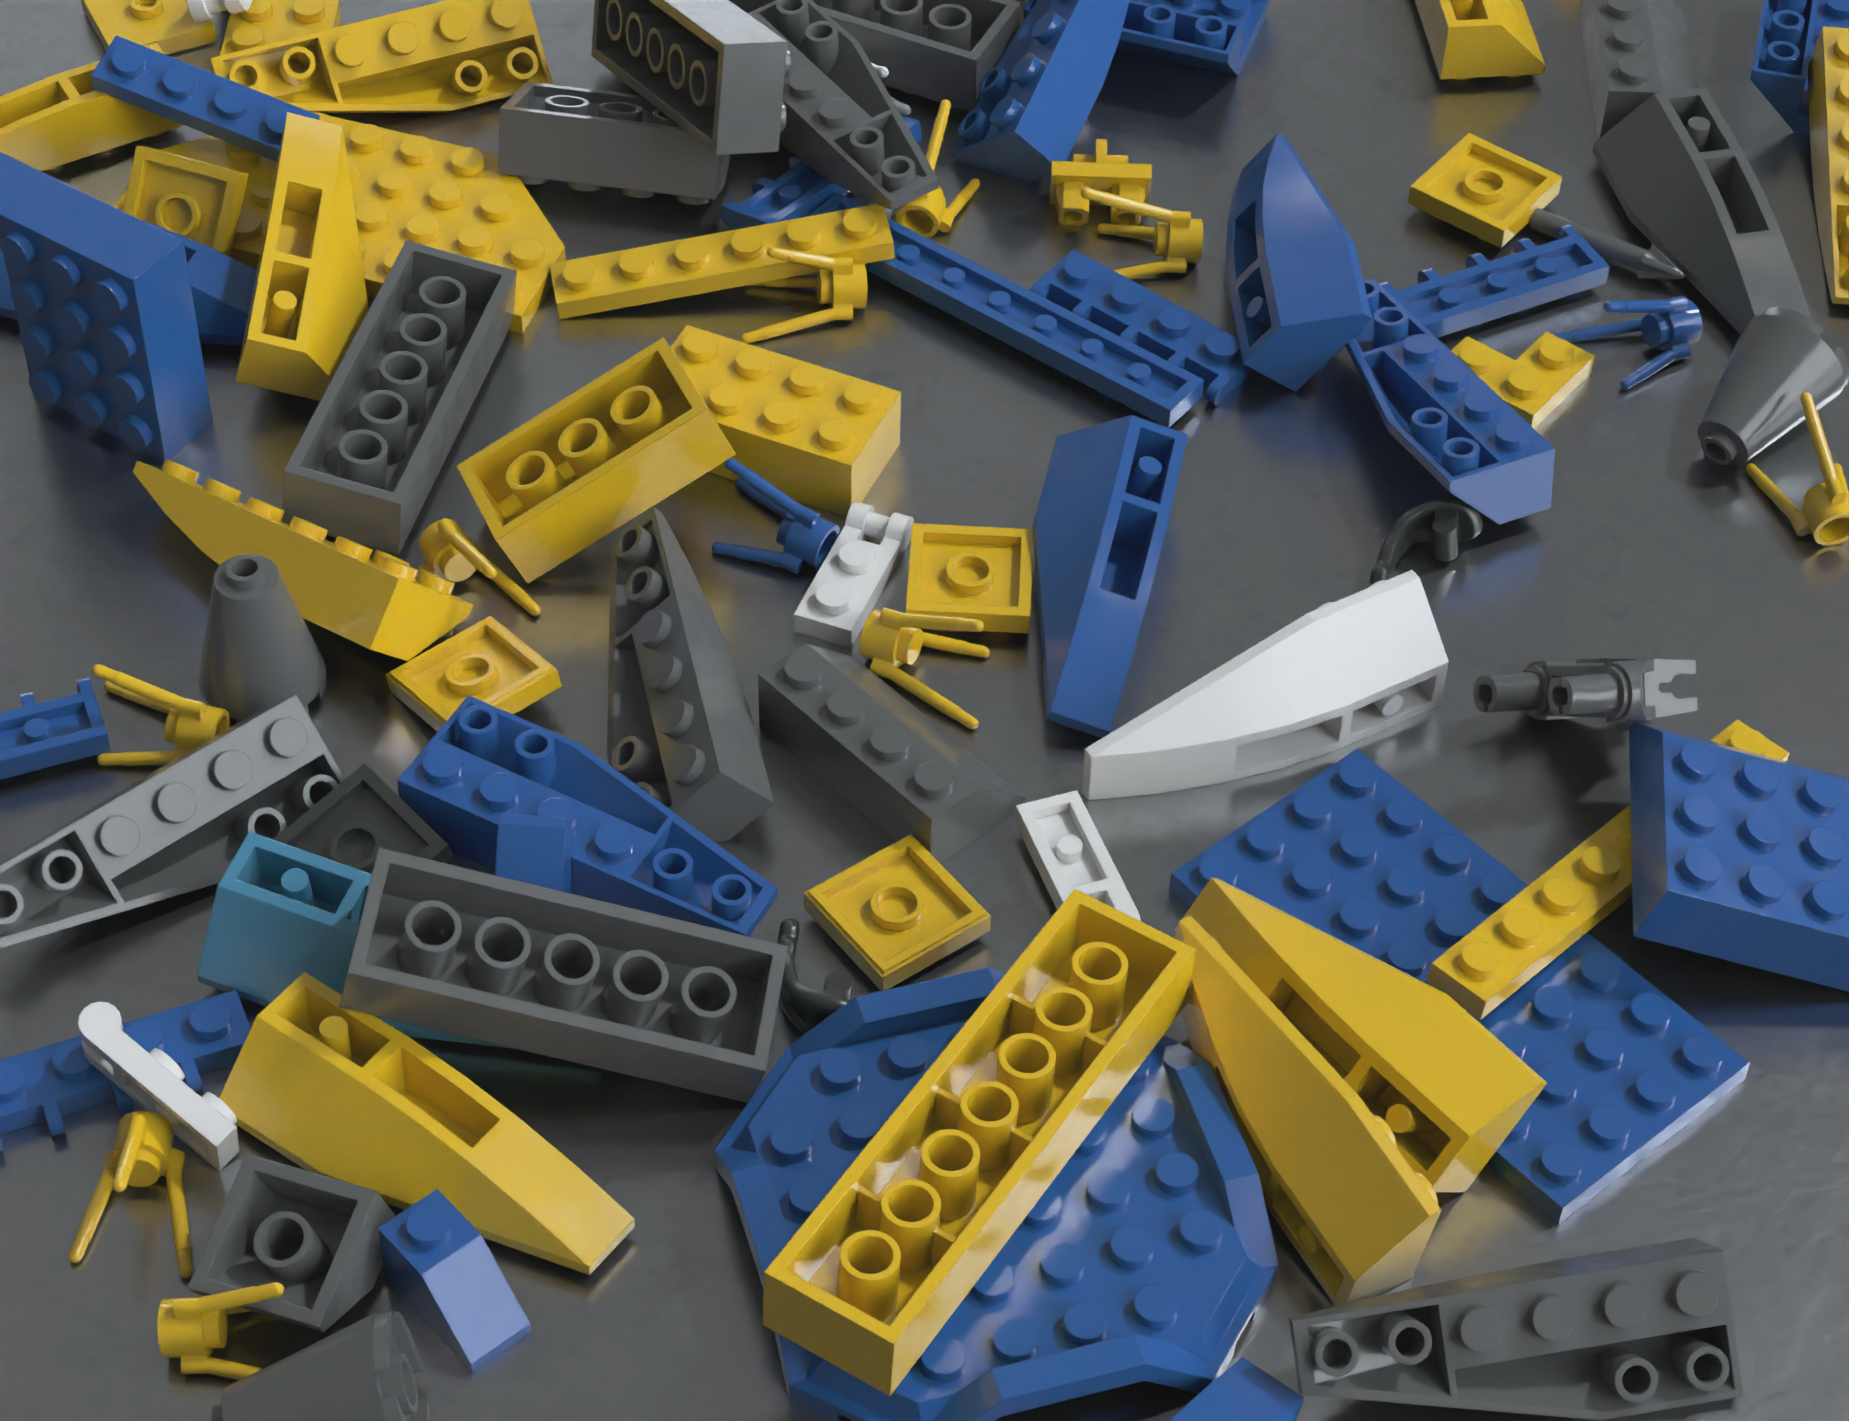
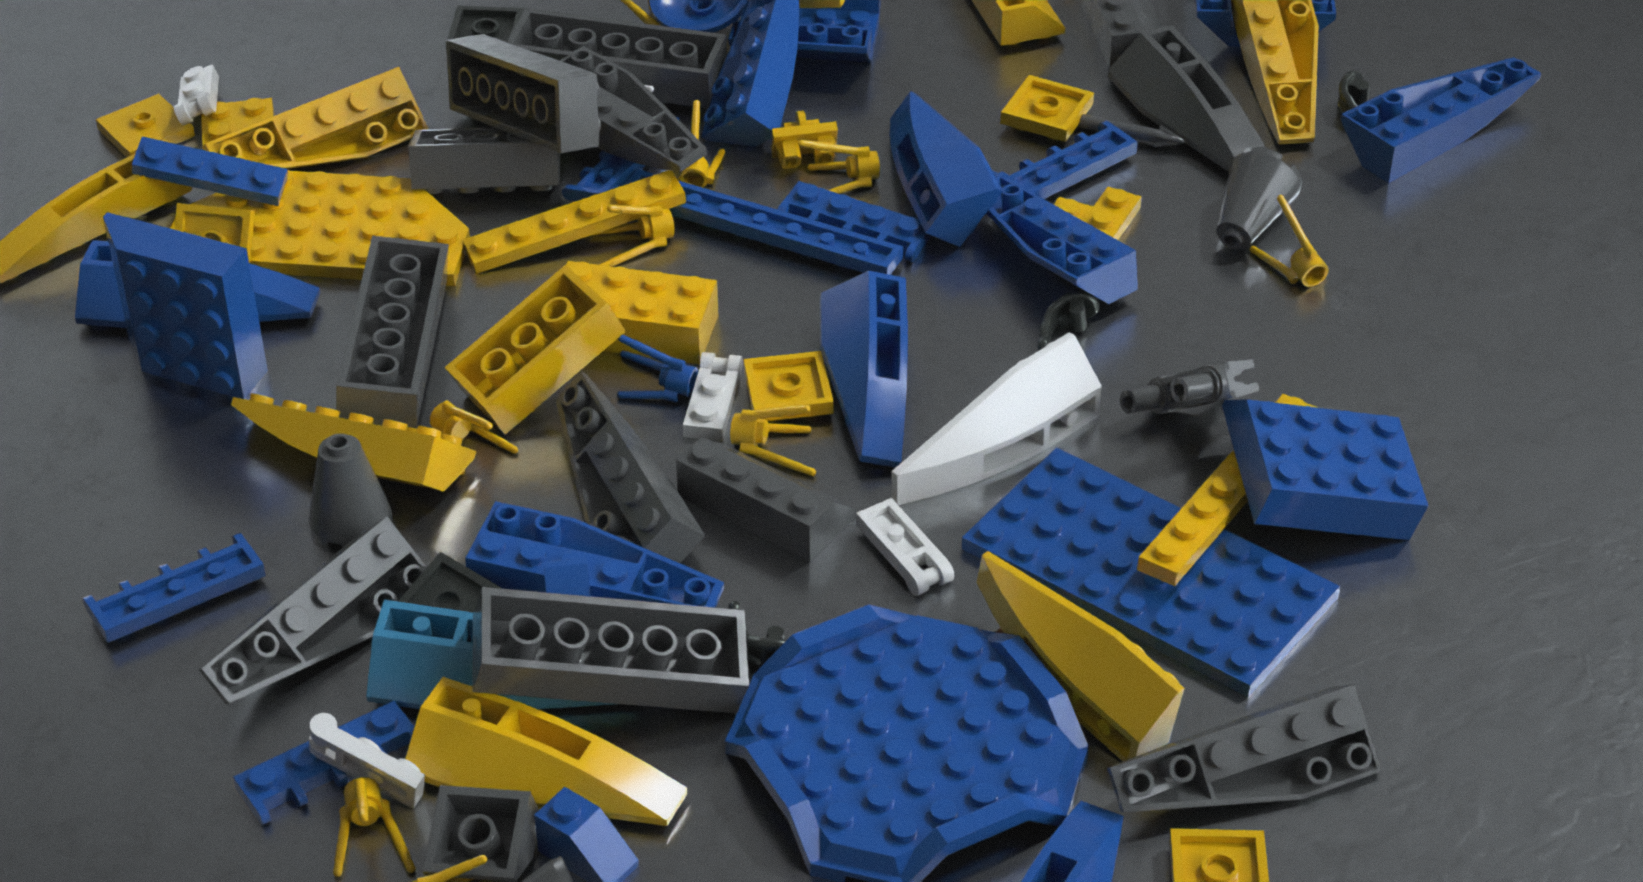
camera: 10 degrees left, 5 degrees down
(186, 726) = (313, 548): yellow plant -> none
(309, 267) = (310, 273): yellow wedge -> none
(479, 663) = (490, 481): yellow plate -> none
(896, 912) = (798, 587): yellow plate -> none
(977, 1142) = (895, 698): yellow brick -> none
(1394, 1039) = (1139, 603): yellow wedge -> none
(1668, 326) = (1183, 172): blue plant -> none

